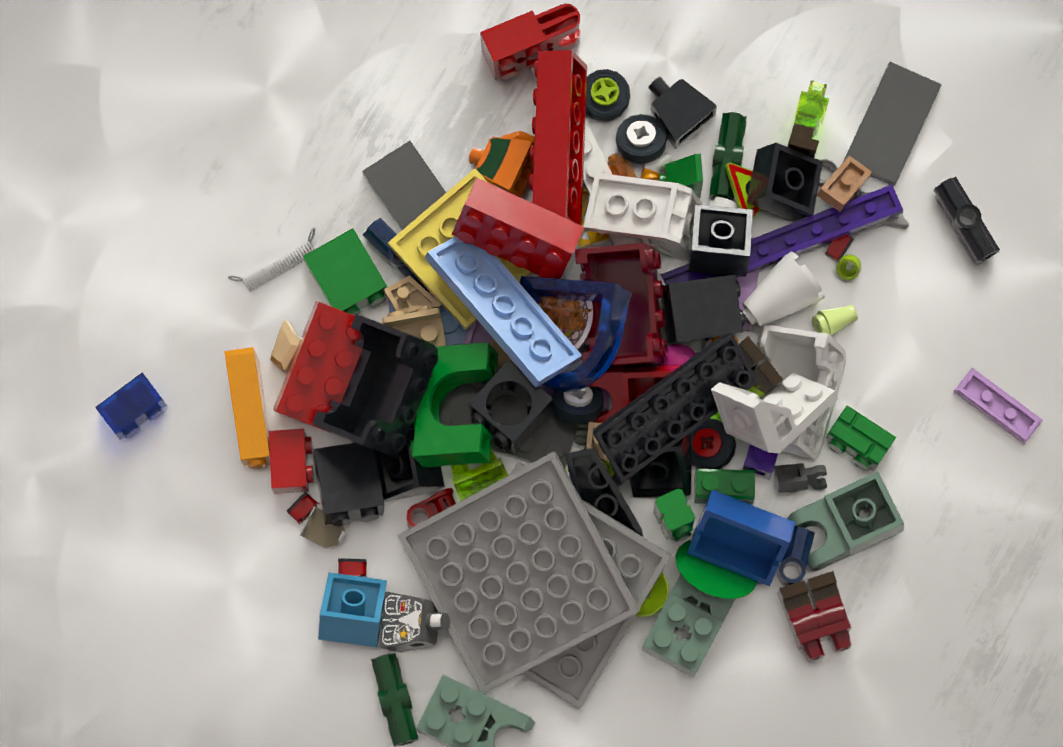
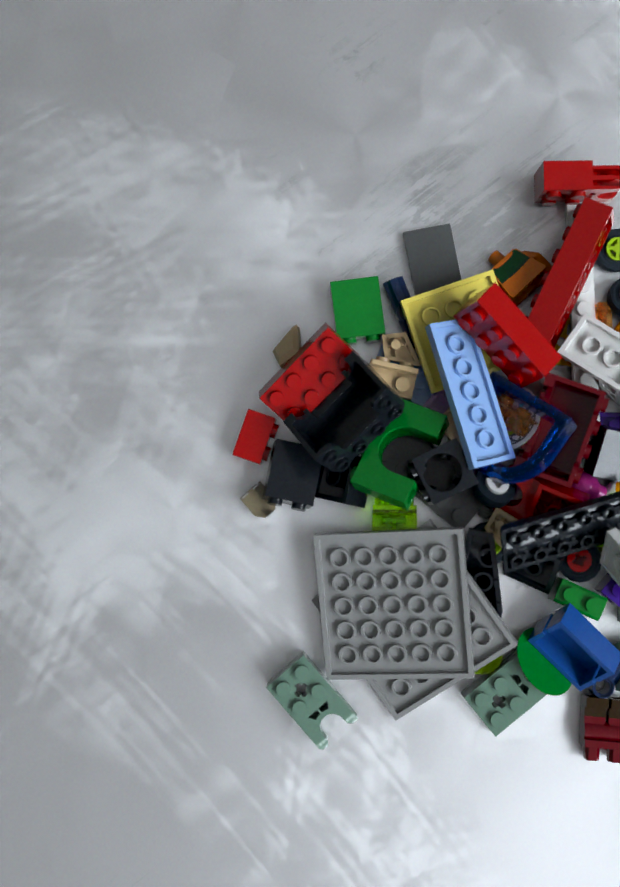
camera: 20 degrees right, 10 degrees up
(131, 407) = (152, 344): clear blue brick -> none
(248, 406) = (240, 382): light orange slope -> none
(302, 507) = (250, 476): red piece -> none
(309, 240) = (291, 284): light grey piece -> none
(352, 567) = (269, 538): red piece -> none
(352, 609) = (256, 572): dark azure slope -> none
(394, 699) = (259, 654): dark green piece -> none
(410, 623) = (296, 602): dark grey torso -> none
(431, 505) = (349, 521): red piece -> none
(674, 515) = (531, 607): green brick -> none

